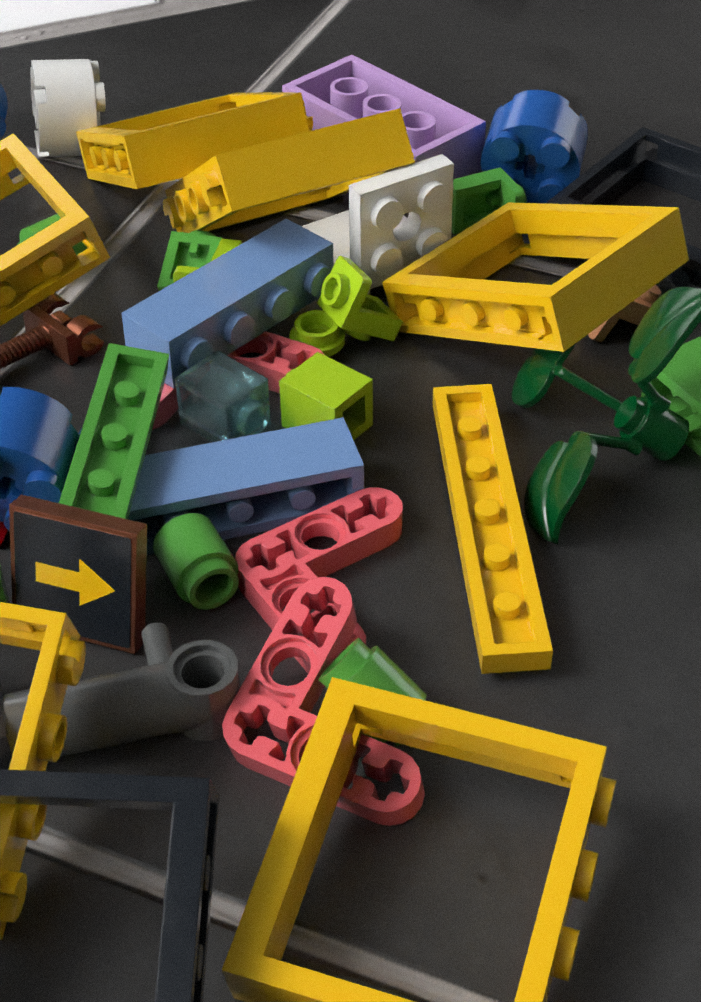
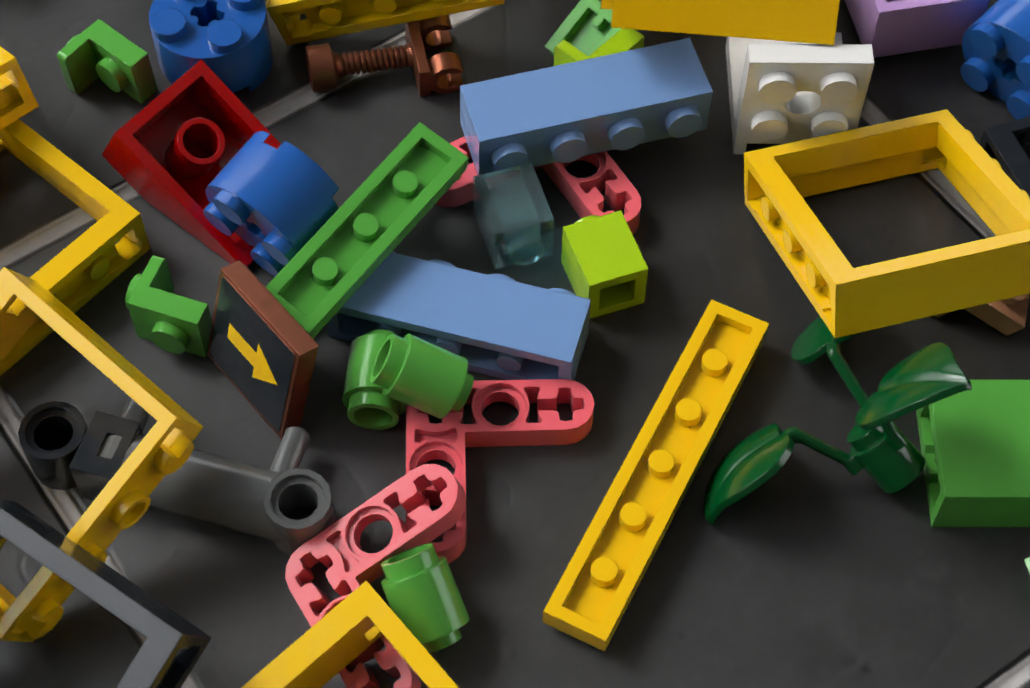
camera: 30 degrees right, 15 degrees up
(245, 523) = (422, 375): none -> bright green brick
(318, 331) = (660, 165): lime plate -> none
(347, 303) = (705, 168): lime bracket -> none
(481, 195) = (937, 84): bright green bracket -> none

